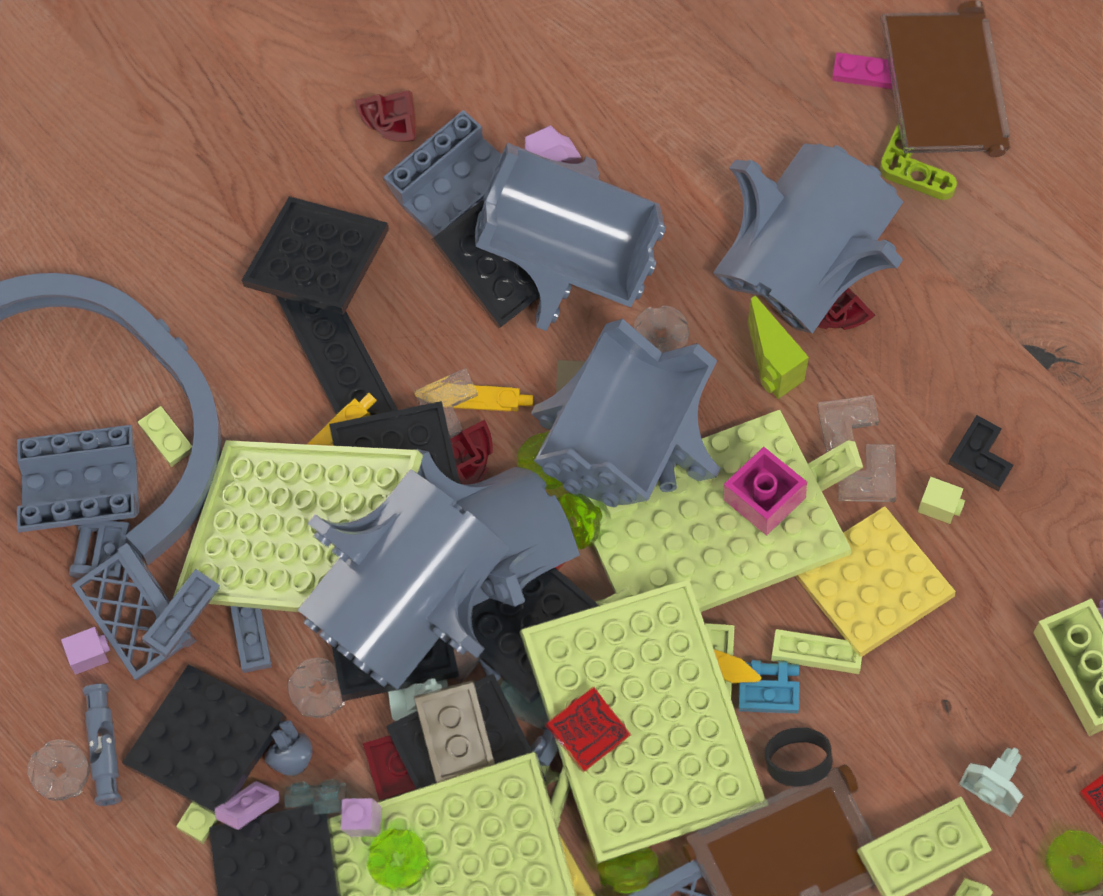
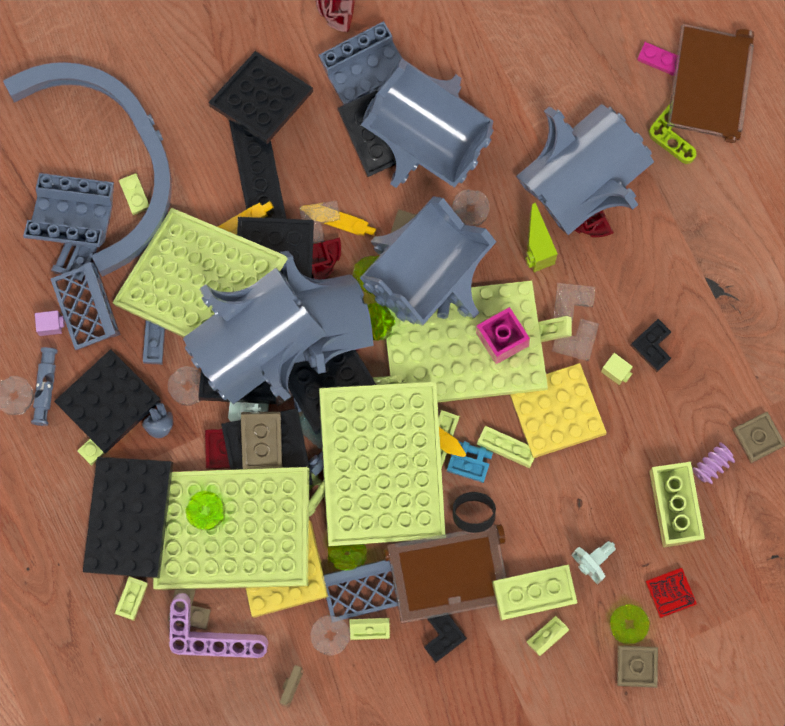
camera: 15 degrees right, 10 degrees up
(181, 613) = (112, 317): sand blue plate -> none
(247, 805) = (123, 450): lavender plate -> none
(324, 797) = (172, 458): clear light blue plate -> none
(361, 817) = (190, 478): lavender brick -> none
(553, 146) = (434, 63): lavender slope -> none
(588, 729) = (344, 462): red tile -> none

